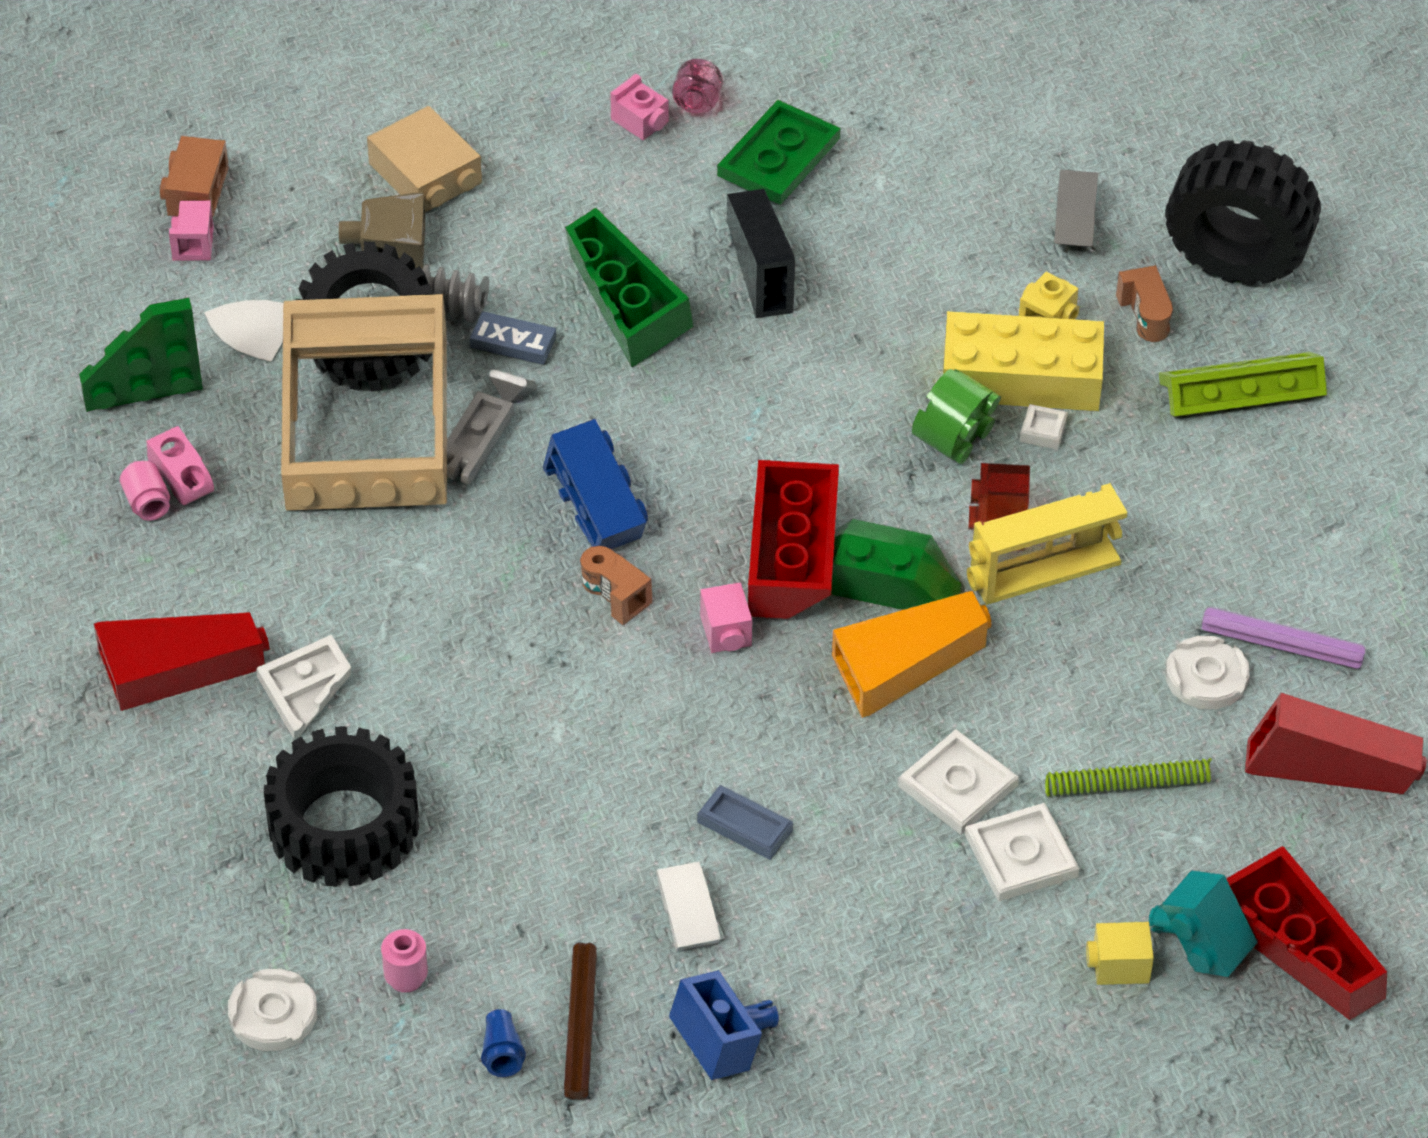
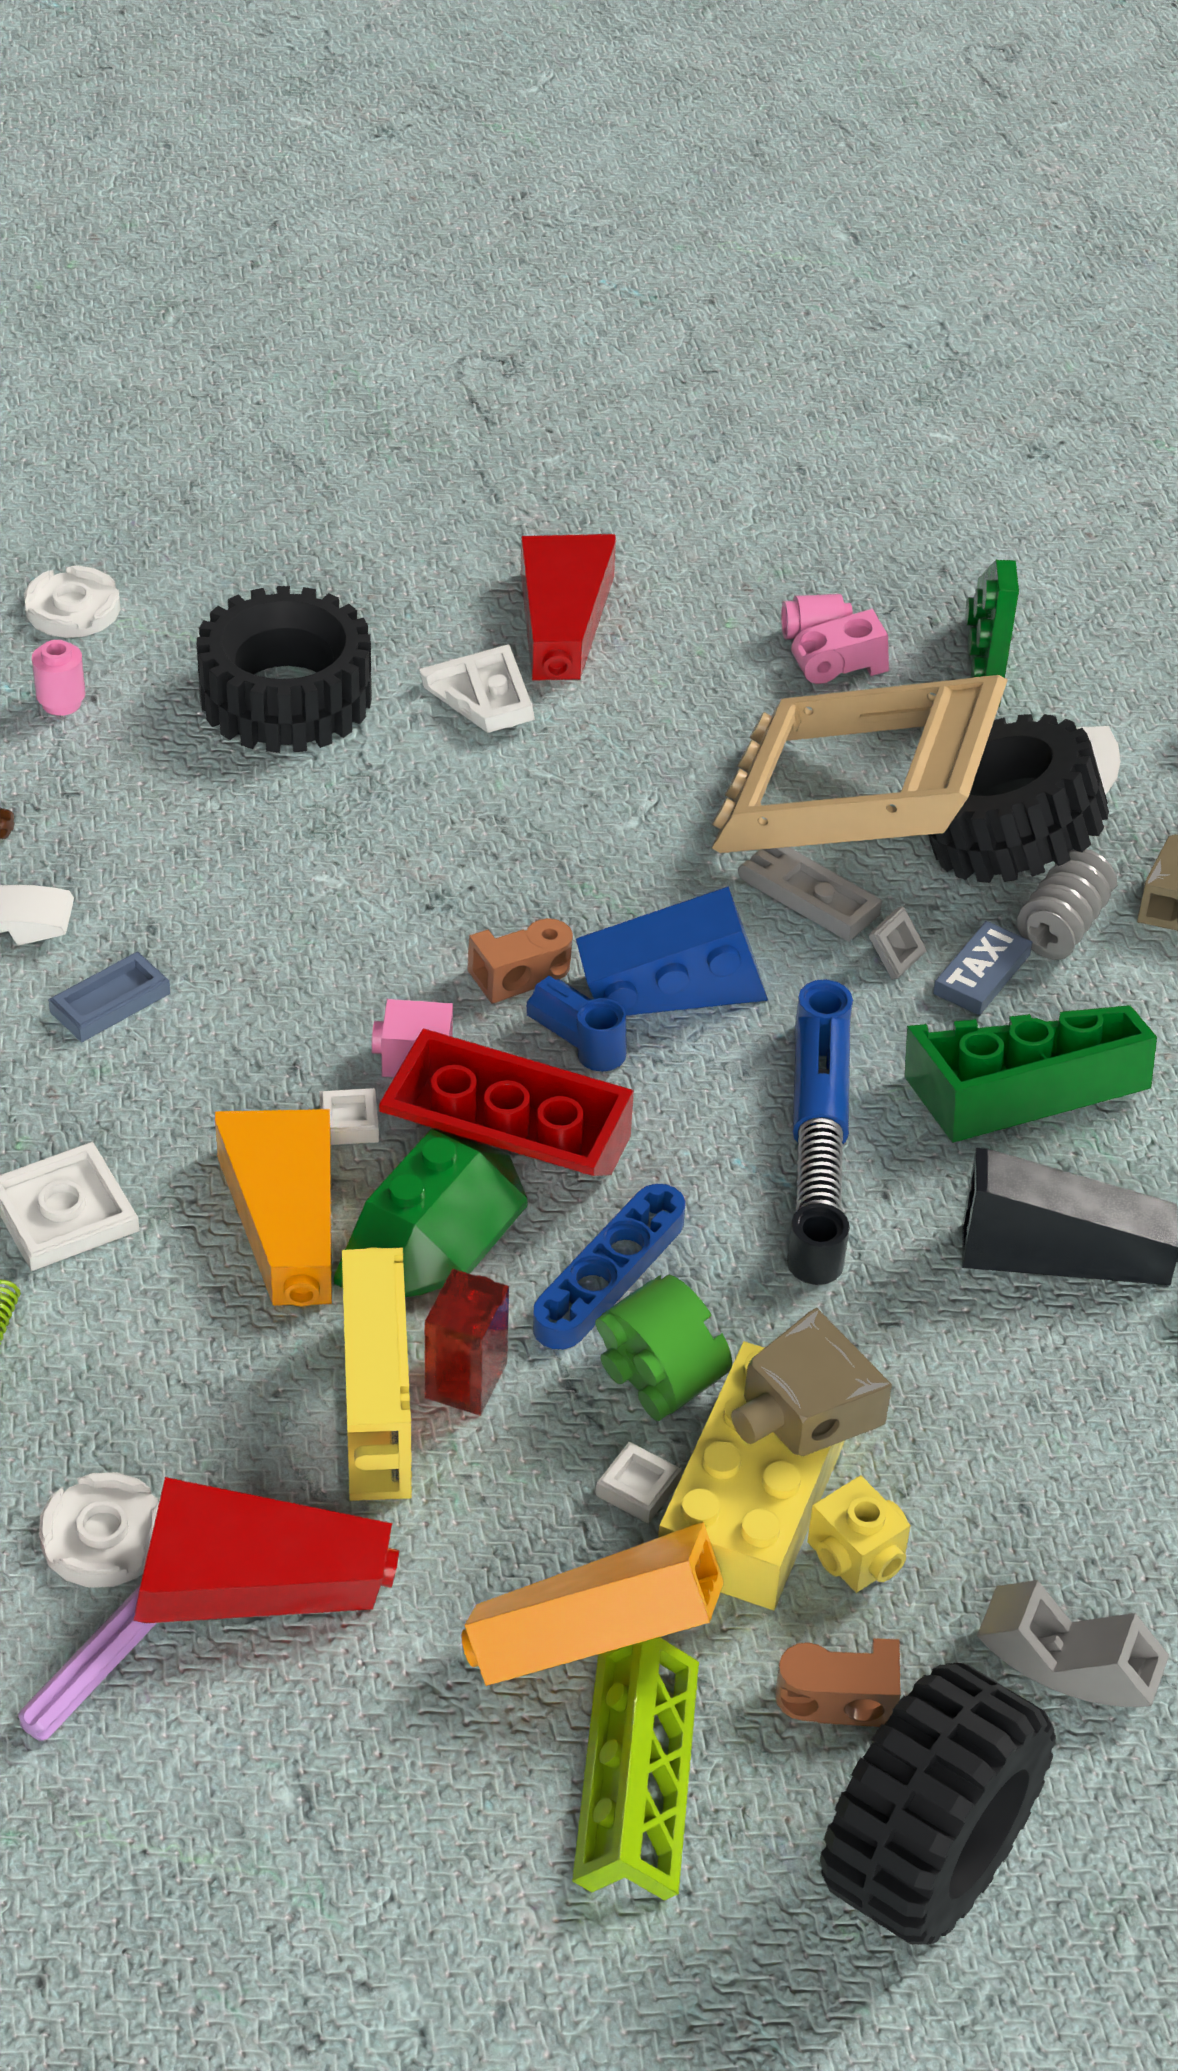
camera: 105 degrees right, 5 degrees down
(618, 402) = (820, 1128): none -> piece
(668, 532) = (589, 1024): none -> blue piece
(804, 647) = (351, 1115): none -> white tile
(881, 469) = (603, 1261): none -> blue beam
(989, 311) = (811, 1389): none -> dark tan torso
(1171, 390) = (596, 1607): none -> light orange slope
(1212, 571) = (258, 1556): none -> red slope

